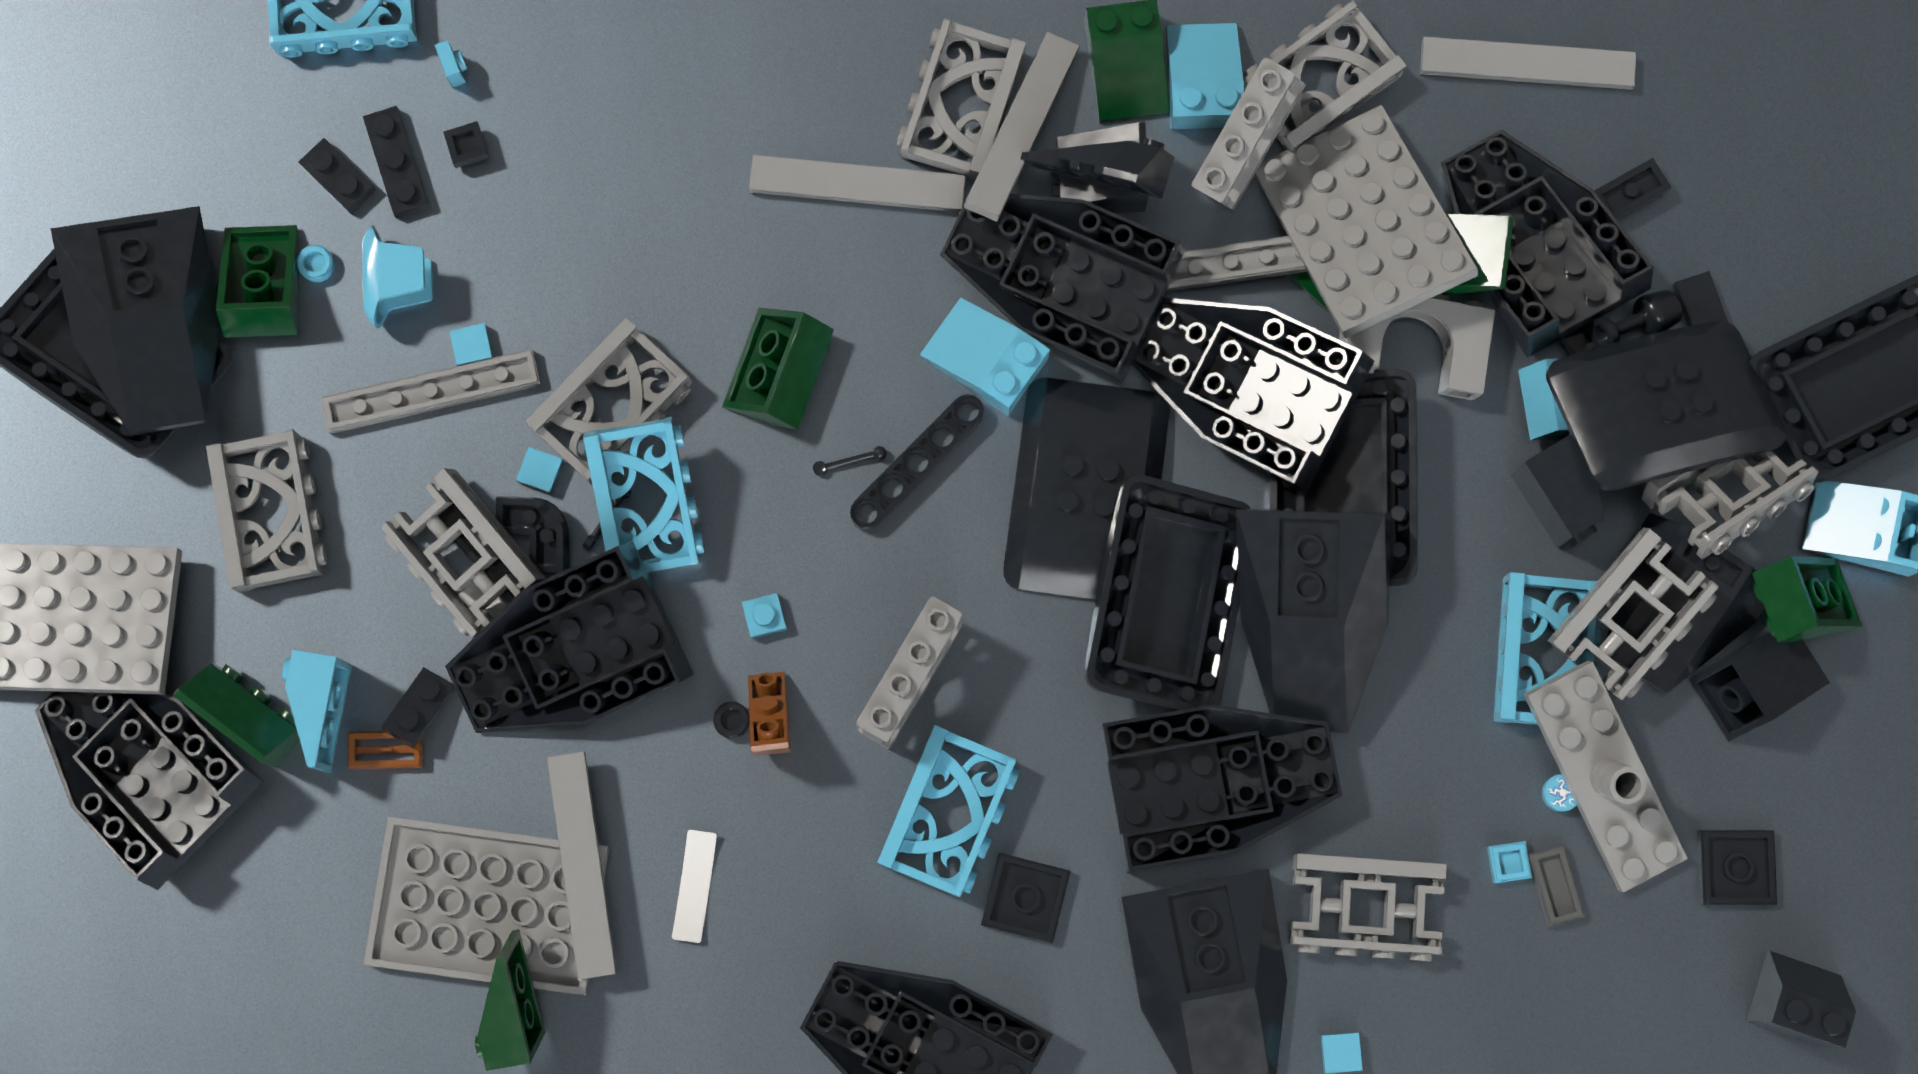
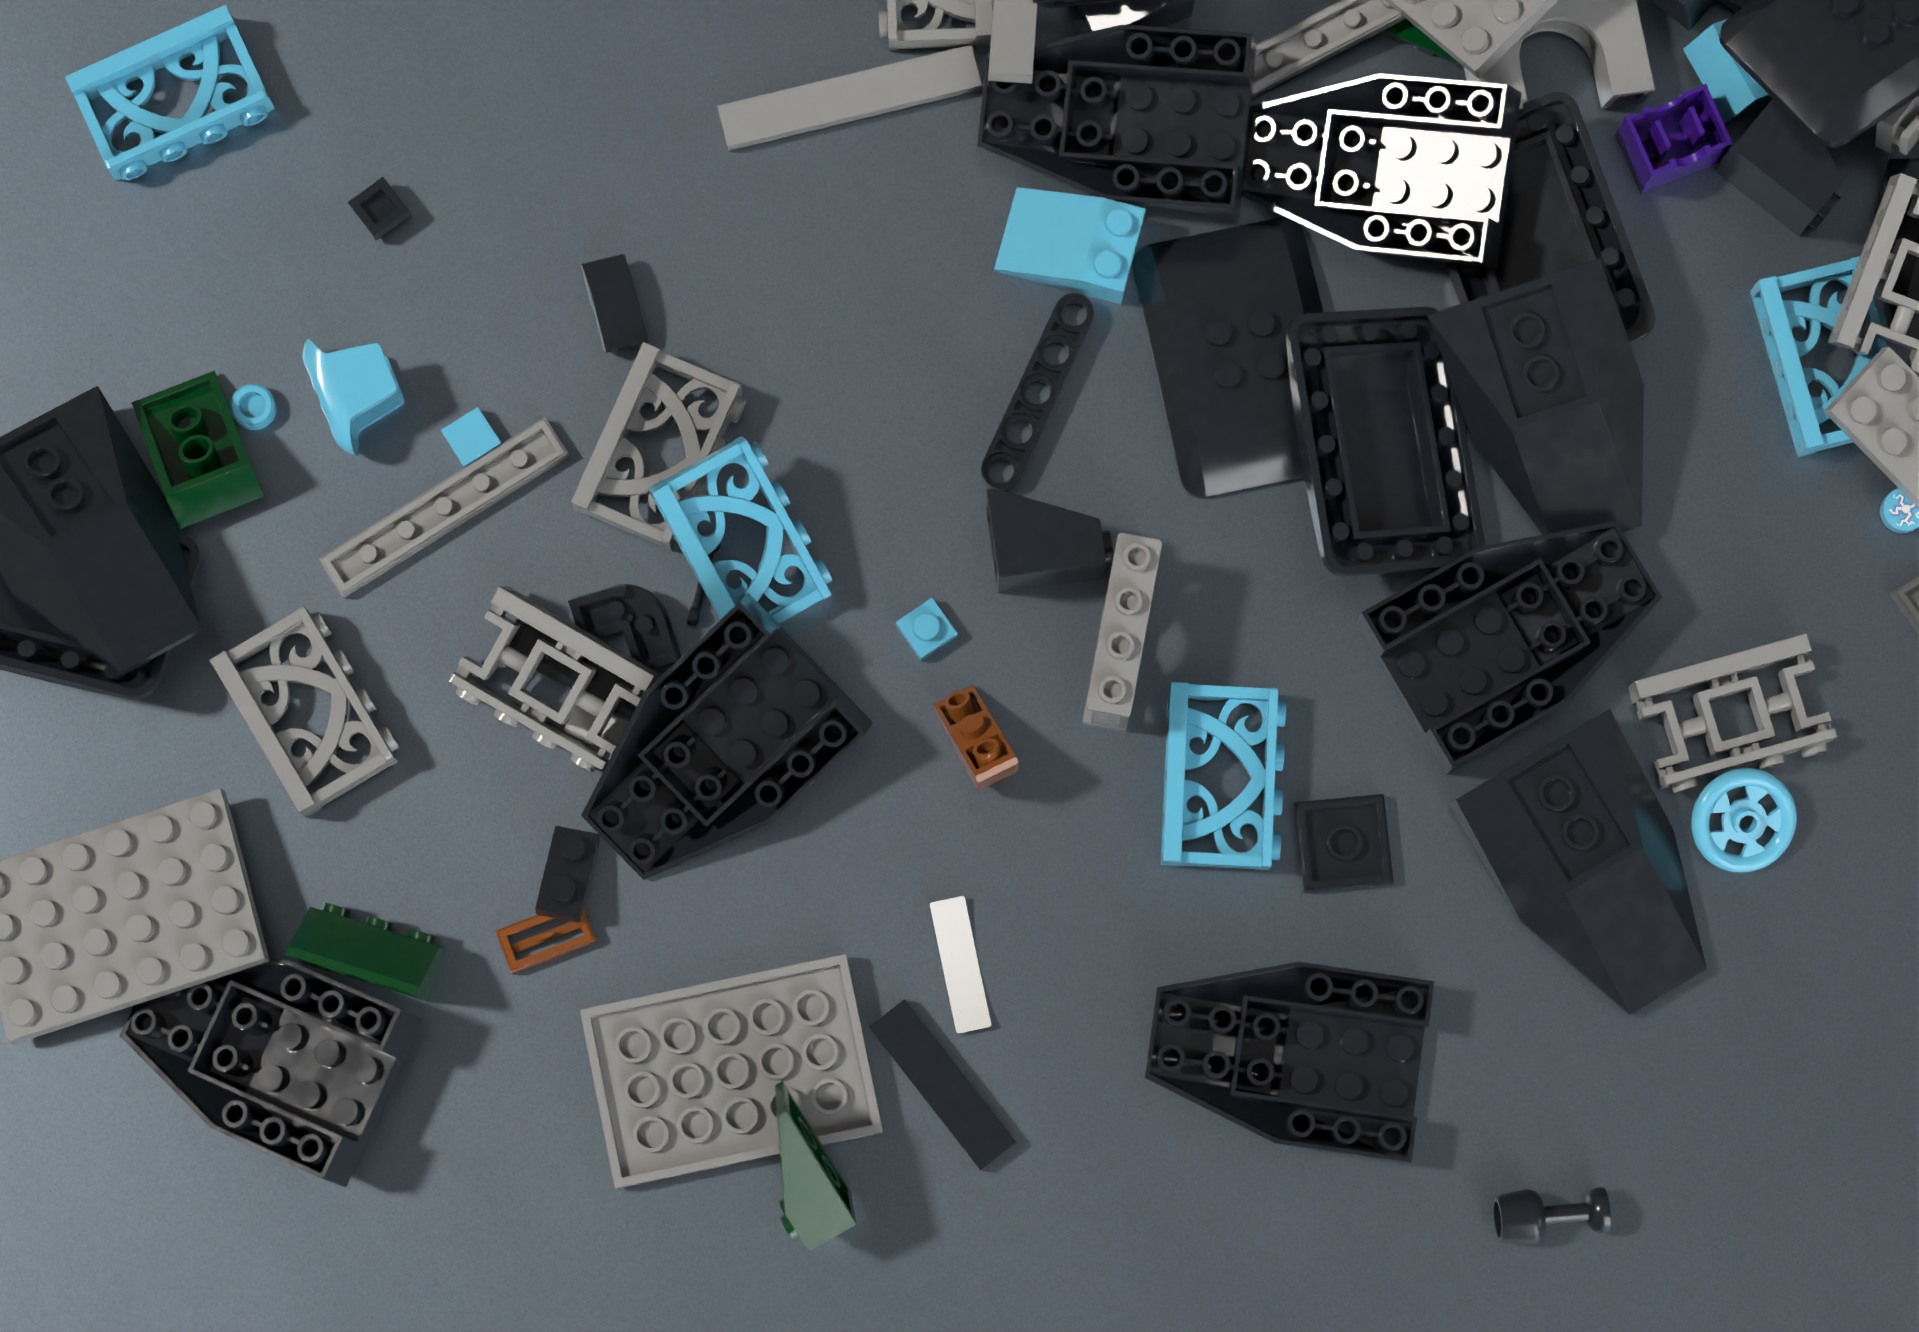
camera: 20 degrees left, 0 degrees up
(317, 698) = (445, 892): medium azure slope -> none
(337, 175) = (240, 297): black plate -> none
(396, 161) = (303, 256): black plate -> none
(452, 63) = (327, 119): medium azure plate -> none
(539, 470) = (605, 554): medium azure tile -> none
(581, 865) = (825, 984): light grey tile -> none
(617, 279) = (614, 303): none -> black slope
(645, 975) = (942, 1084): none -> black tile
(731, 720) = (933, 761): black tile -> none
(778, 367) = (837, 338): dark green slope -> none
(821, 468) = (929, 438): black hinge -> none
(873, 581) = (1043, 543): none -> black slope
(1327, 969) = (1715, 800): none -> medium azure plate
(1341, 1052) = (1763, 889): medium azure tile -> none
(1480, 438) = (1669, 139): none -> dark purple piece
(1509, 862) = (1873, 609): medium azure tile -> none

